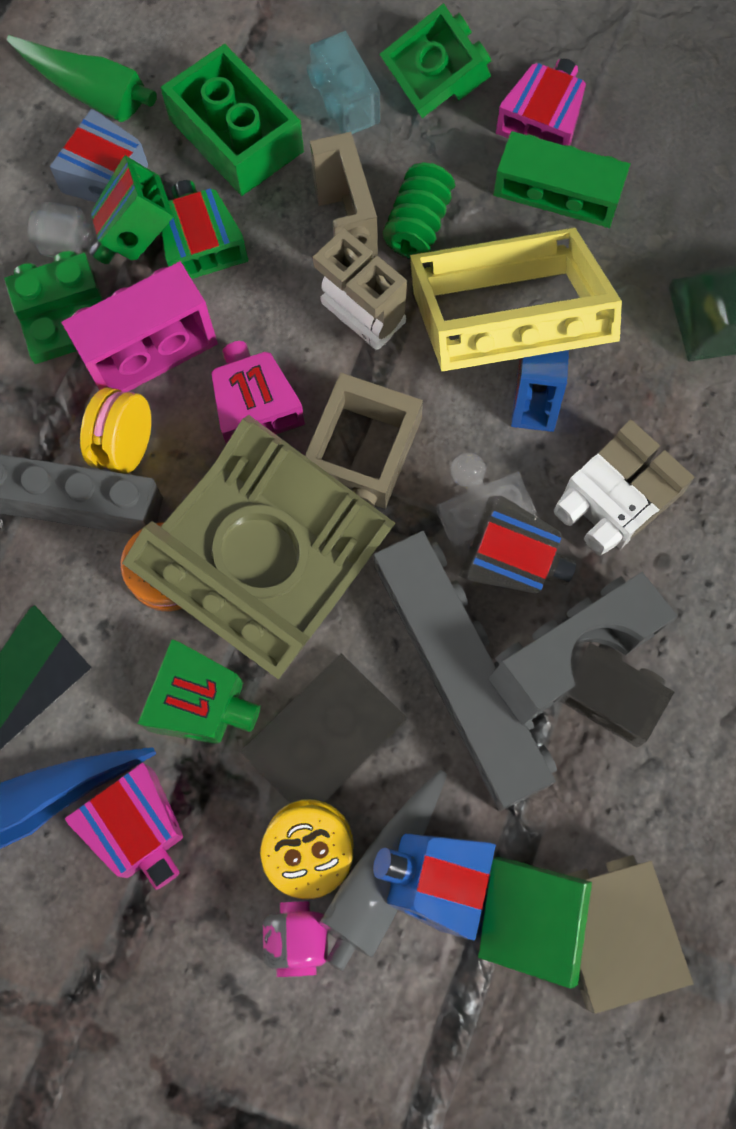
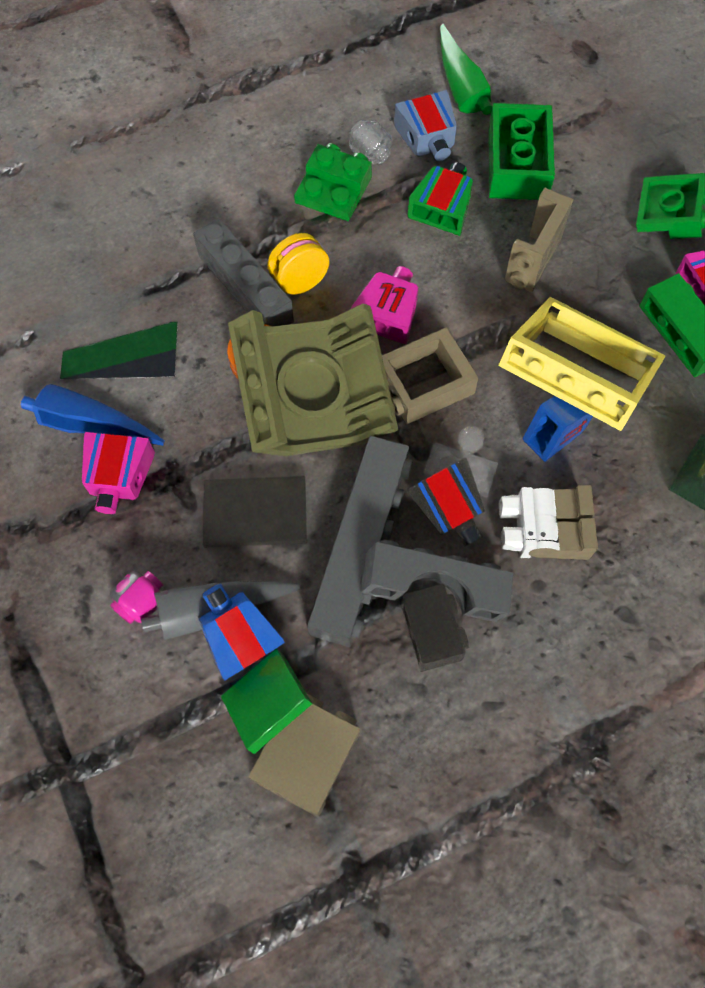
camera: 40 degrees right, 5 degrees down
(129, 212) = (414, 157): green torso -> none
(142, 330) = (360, 223): dark pink brick -> none
(196, 698) = (207, 433): green torso -> none
(307, 849) = (187, 555): yellow head -> none
(344, 83) = (606, 178): clear light blue brick -> none
(358, 289) = (498, 290): dark tan hips -> none
(418, 209) = (581, 276): green piece -> none

